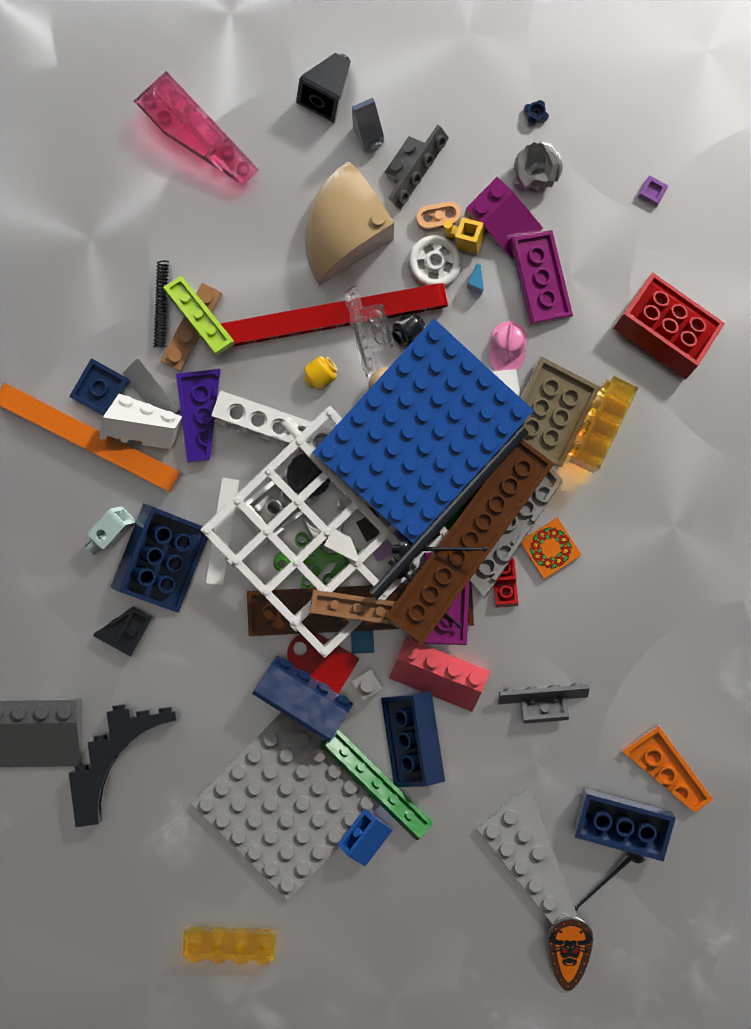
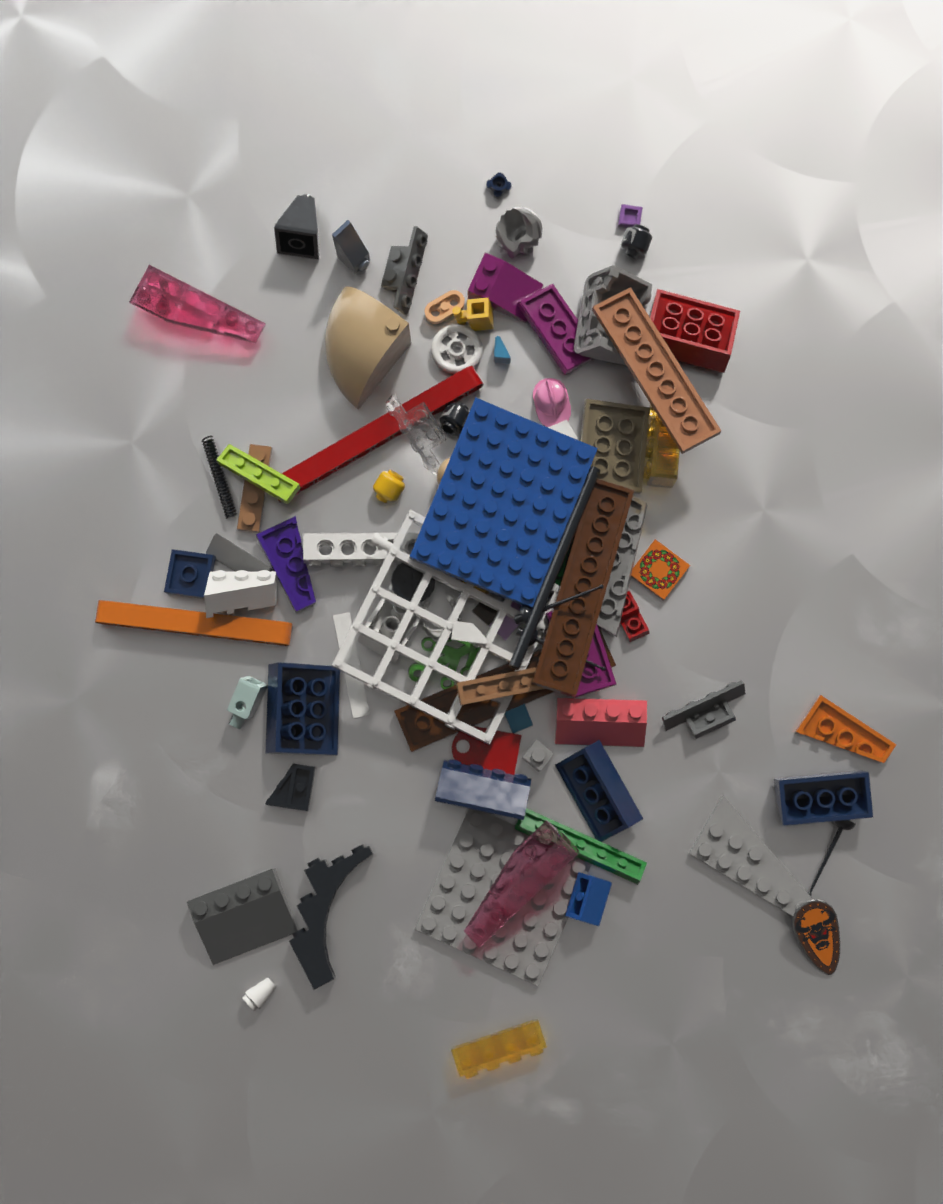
camera: 20 degrees left, 5 degrees down
(23, 811) = (259, 994): none -> white cone
(308, 796) = (521, 879): none -> clear pink wedge
(595, 284) = (590, 336): none -> light grey windscreen
(619, 355) = (656, 370): none -> nougat plate
(649, 217) = (636, 240): none -> black head

